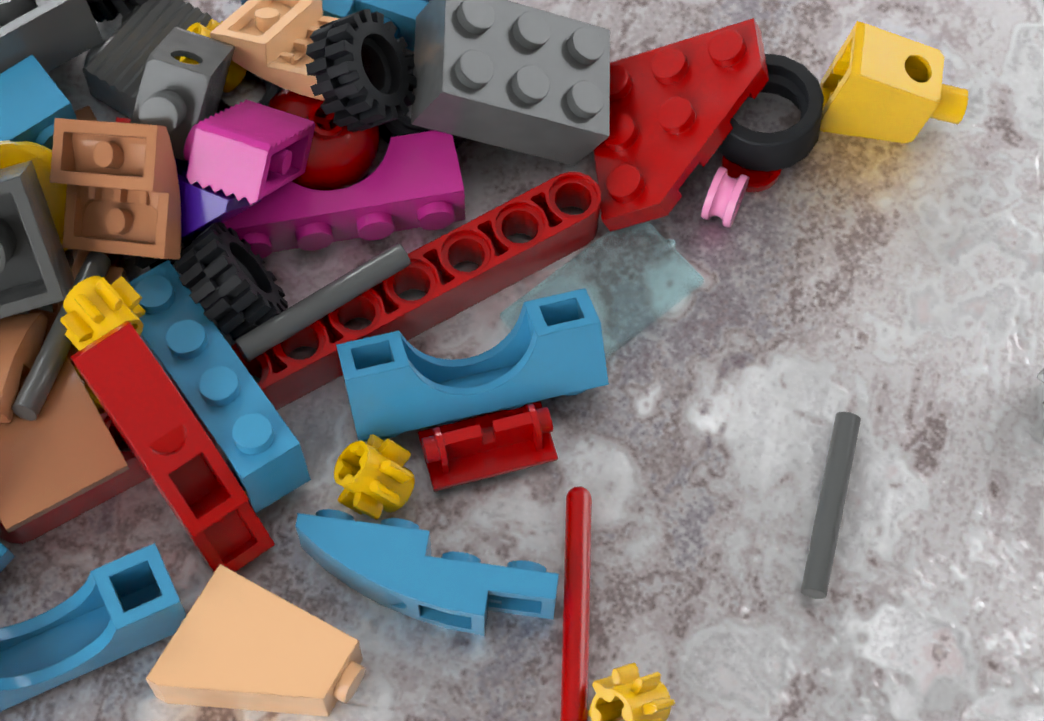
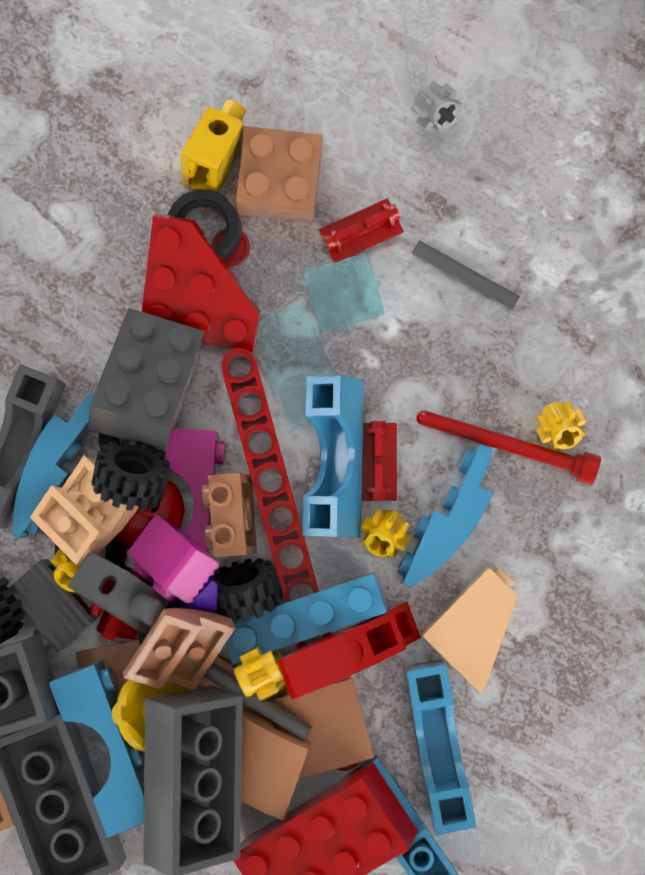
camera: 80 degrees left, 20 degrees up
(322, 302) = (273, 537): dark grey bar -> none
(337, 230) = (231, 515): none -> nougat plate
(724, 197) = (255, 272): bright pink bush -> none
(737, 331) = (343, 292): none -> clear light blue piece
(842, 330) = (361, 230): none -> red hinge
(884, 188) = (279, 174): none -> nougat brick

